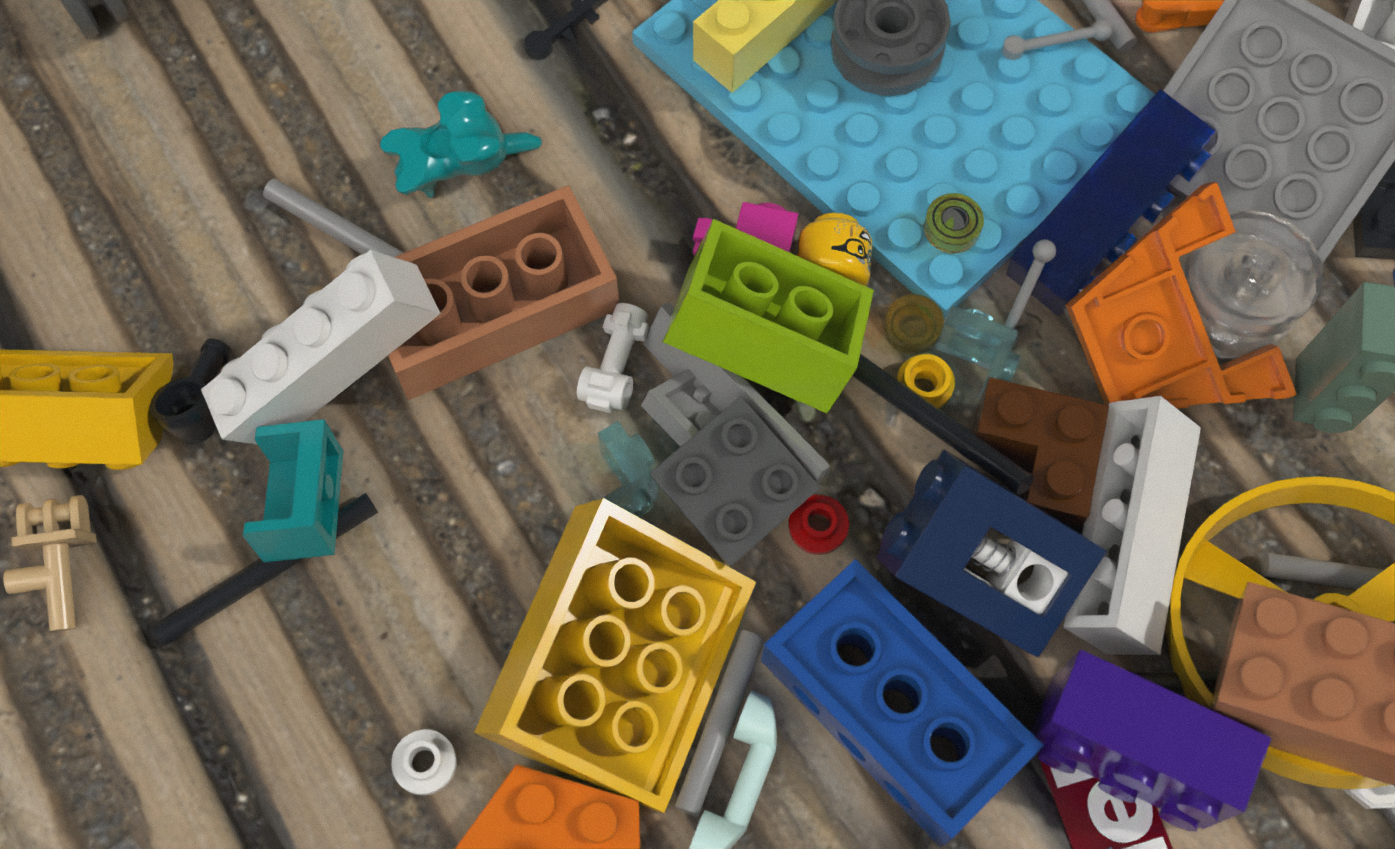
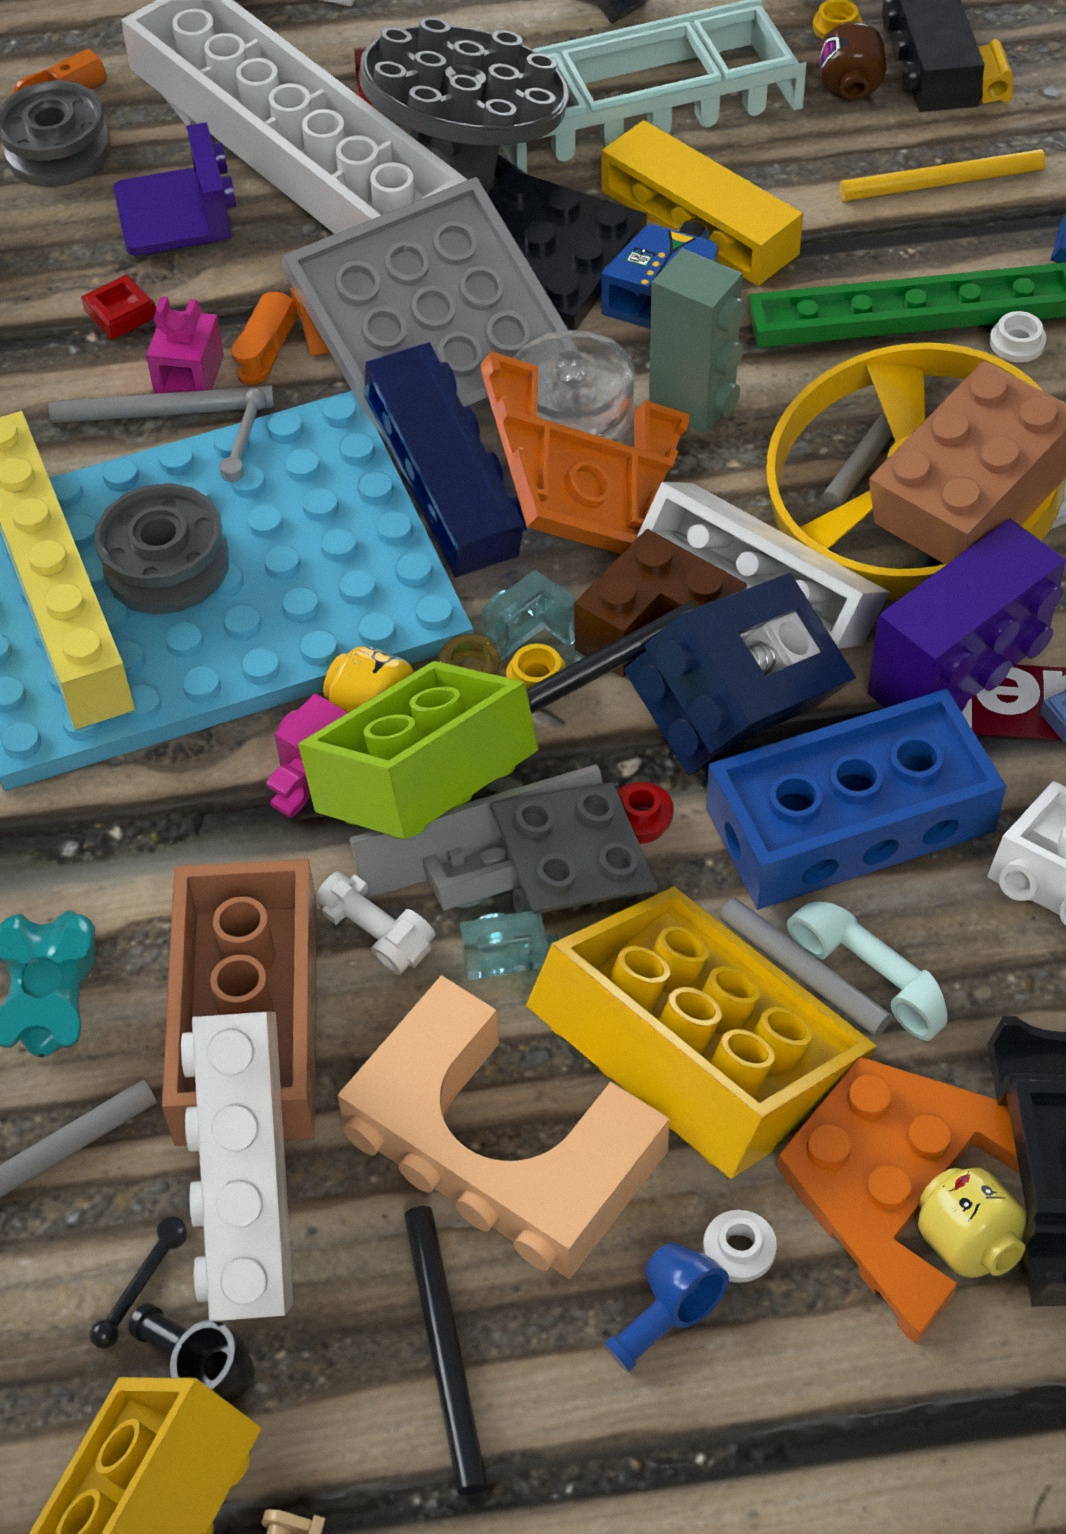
camera: 65 degrees left, 15 degrees down
(202, 328) = (171, 1235): none -> black hinge
(300, 492) = (378, 1268): teal panel -> none
(367, 729) = (685, 1292): none -> blue bar
(445, 453) = (545, 1204): none -> light nougat arch
(953, 223) = (393, 580): clear yellow tile -> none
(1043, 252) = (474, 511): light grey hinge -> none

